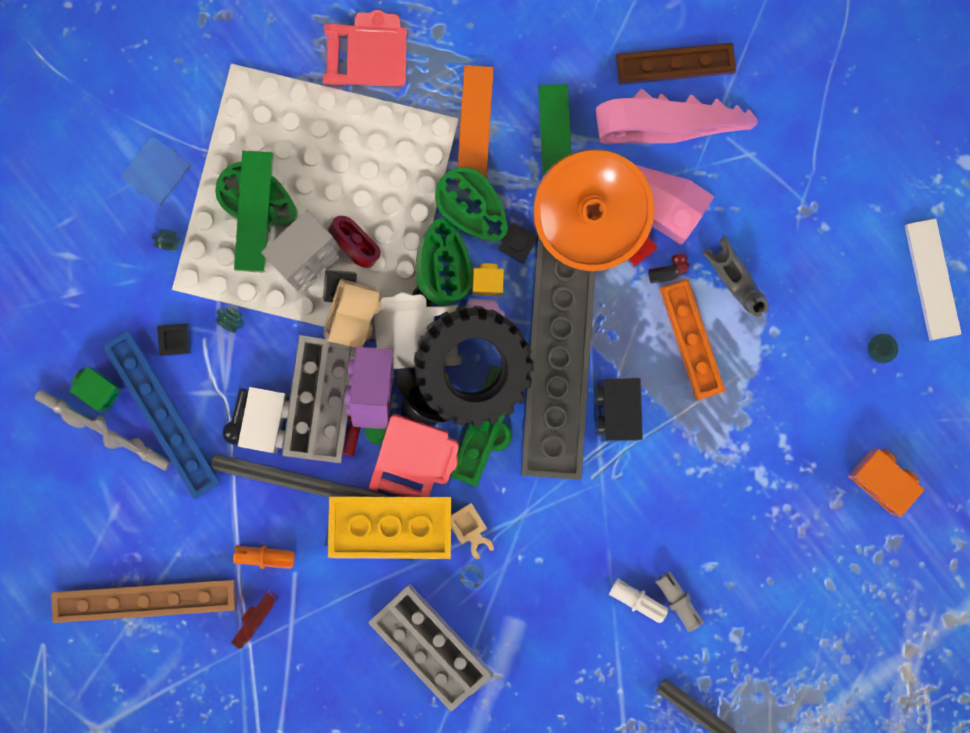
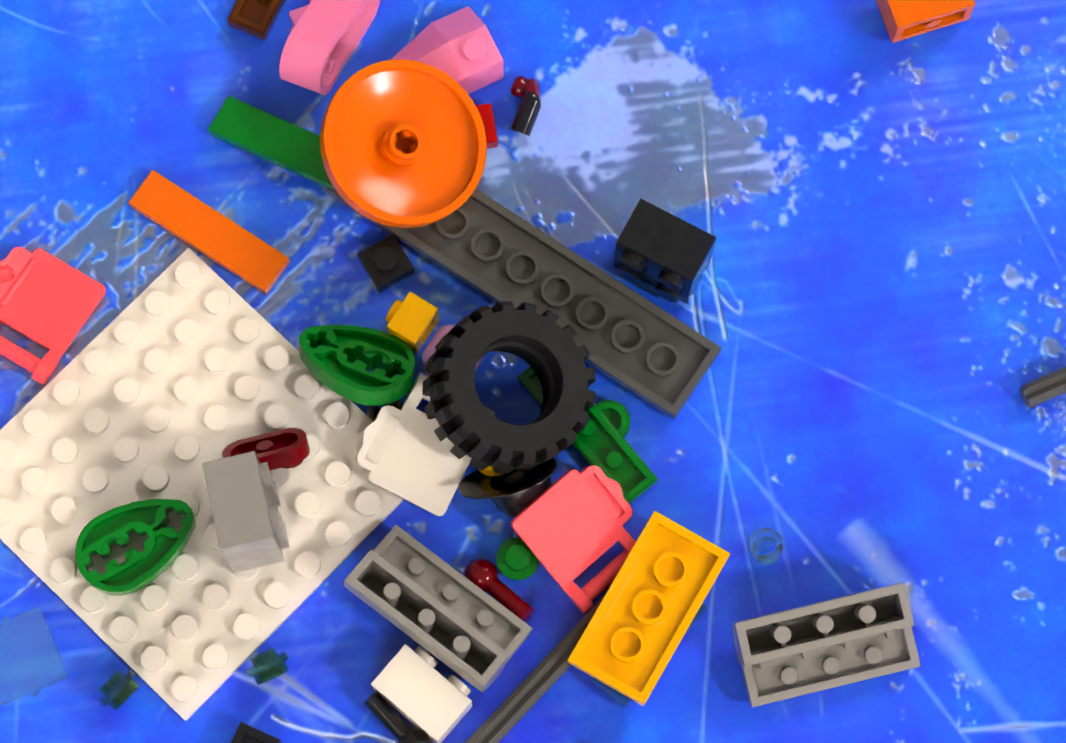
camera: 60 degrees left, 10 degrees down
(253, 211) = (153, 552): green tile -> none
(331, 282) = (311, 501): black plate -> none
(351, 314) = (355, 503): tan brick -> none
(370, 387) = (463, 530): medium lavender brick -> none
(468, 526) = (704, 516): tan plate -> none
(480, 189) = (293, 267): green piece -> none
(638, 601) = (907, 365): white axle -> none
(679, 601) = (934, 317): light grey pin -> none
(691, 339) = (625, 127): orange tile -> none
(737, 278) = (583, 33): dark grey piece -> none

